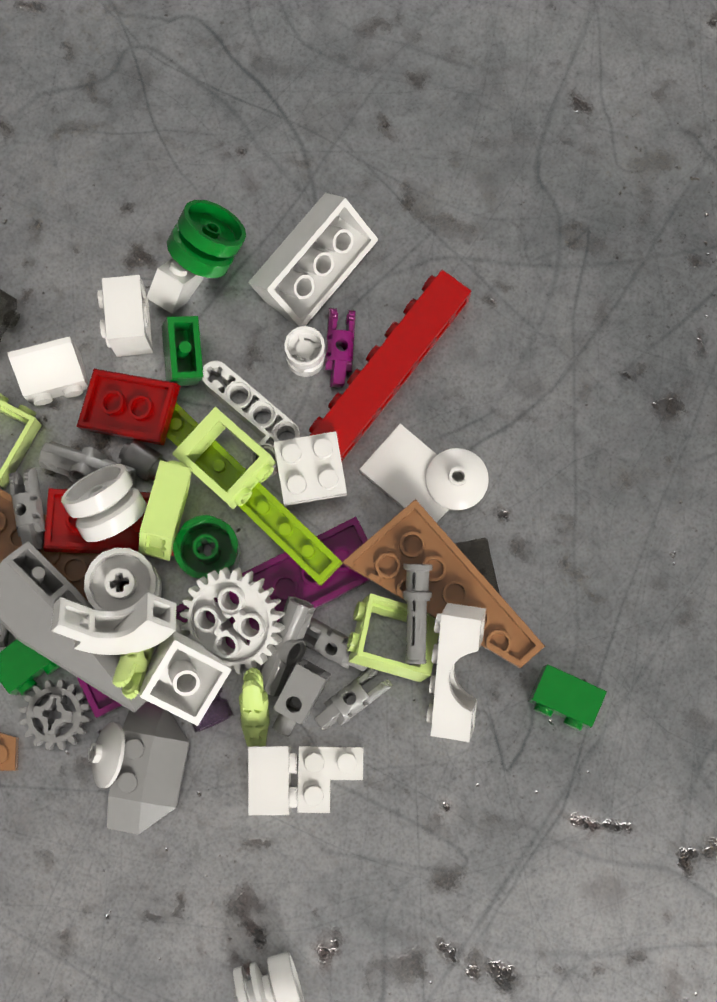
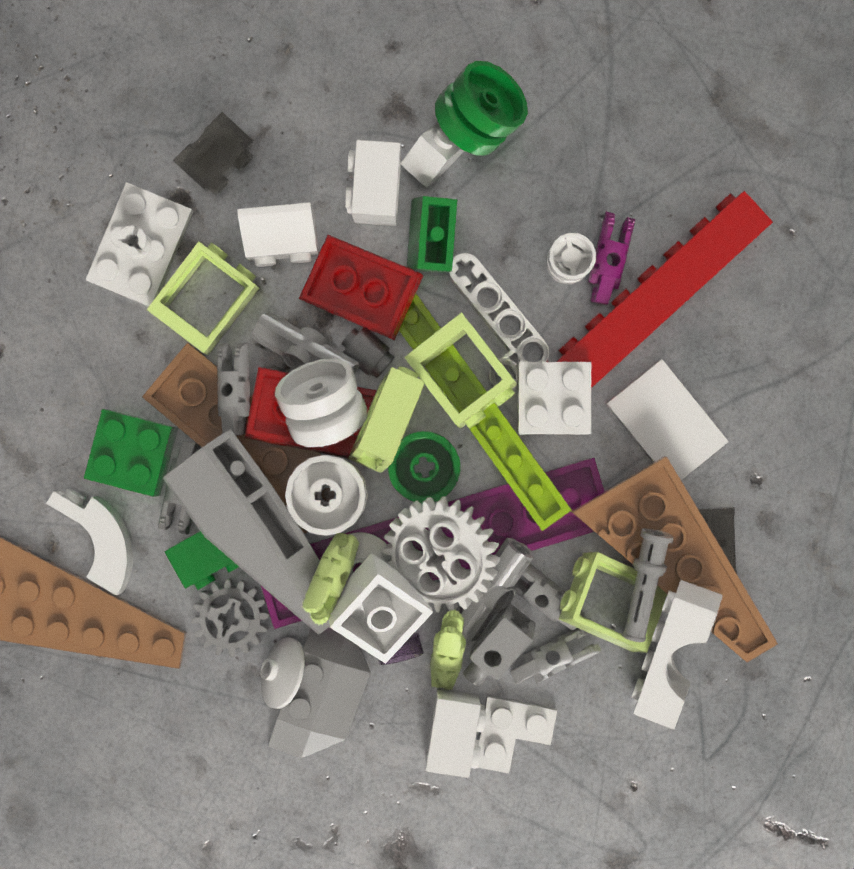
camera: 15 degrees right, 10 degrees up
(119, 631) = (316, 551): white arch -> none
(314, 259) = (598, 149): white slope -> none
(455, 494) = (696, 434): white dish -> none
(567, 697) = (788, 696): green brick -> none

